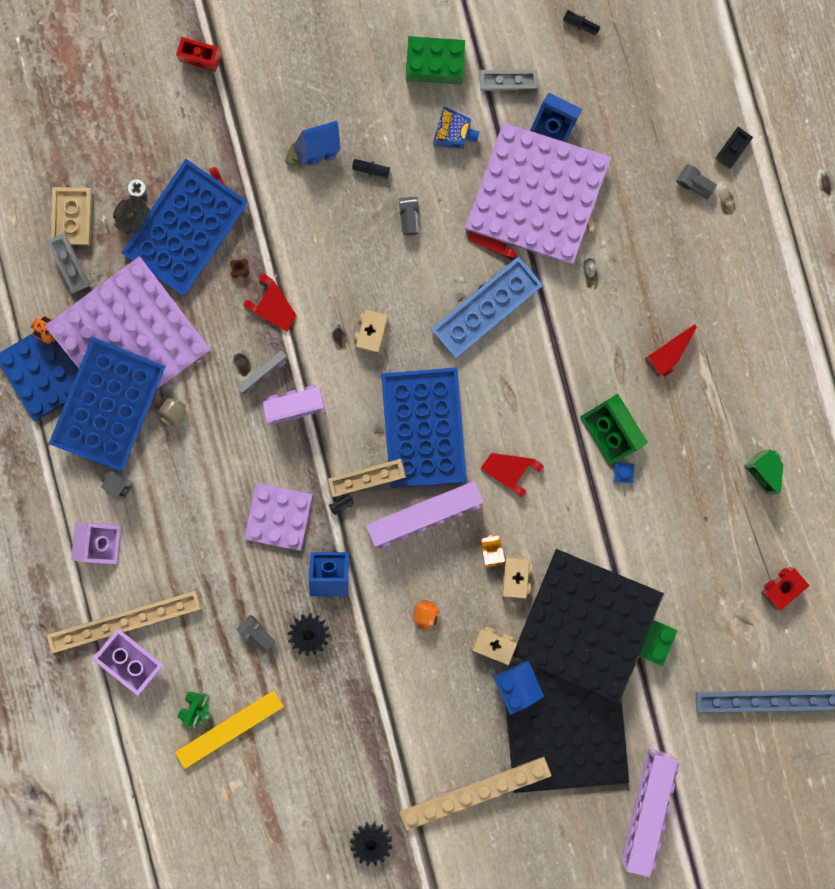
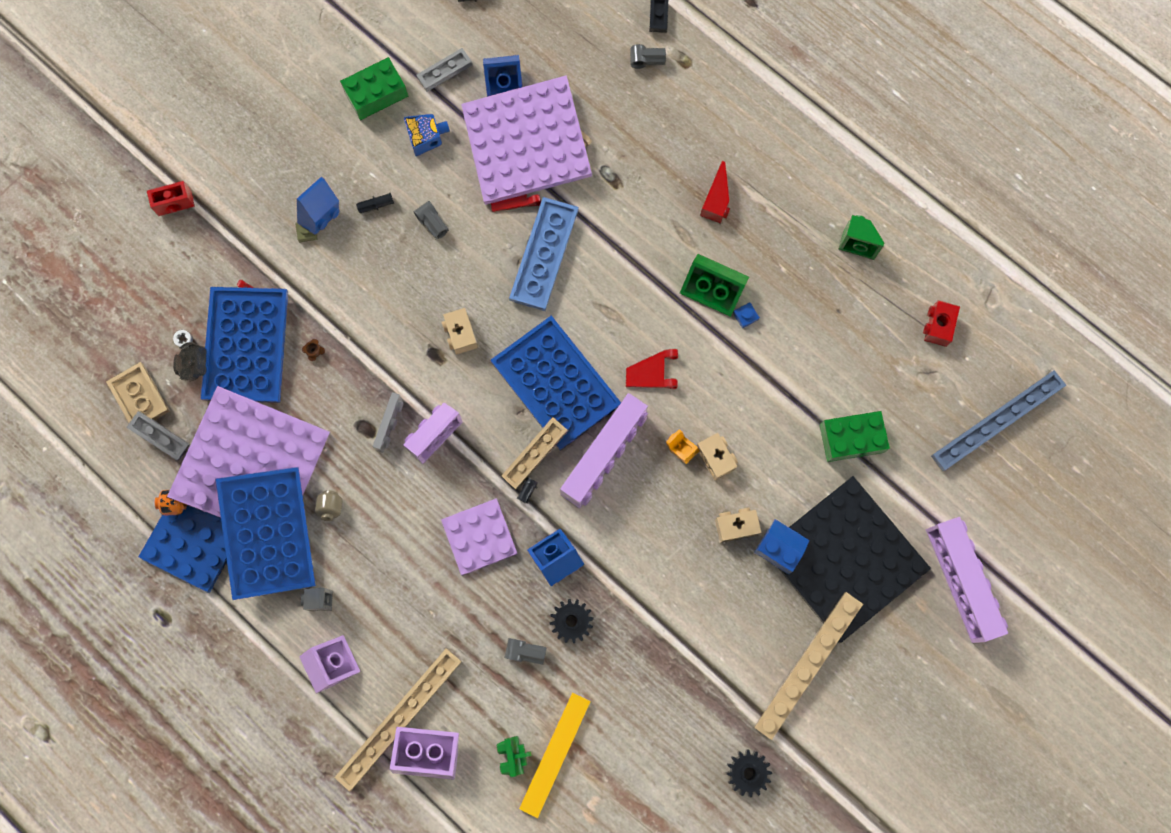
camera: 30 degrees left, 10 degrees down
(273, 305) = (362, 363): red flag -> none
(426, 614) = (661, 537): orange head -> none
(588, 625) = (804, 455): black plate -> none

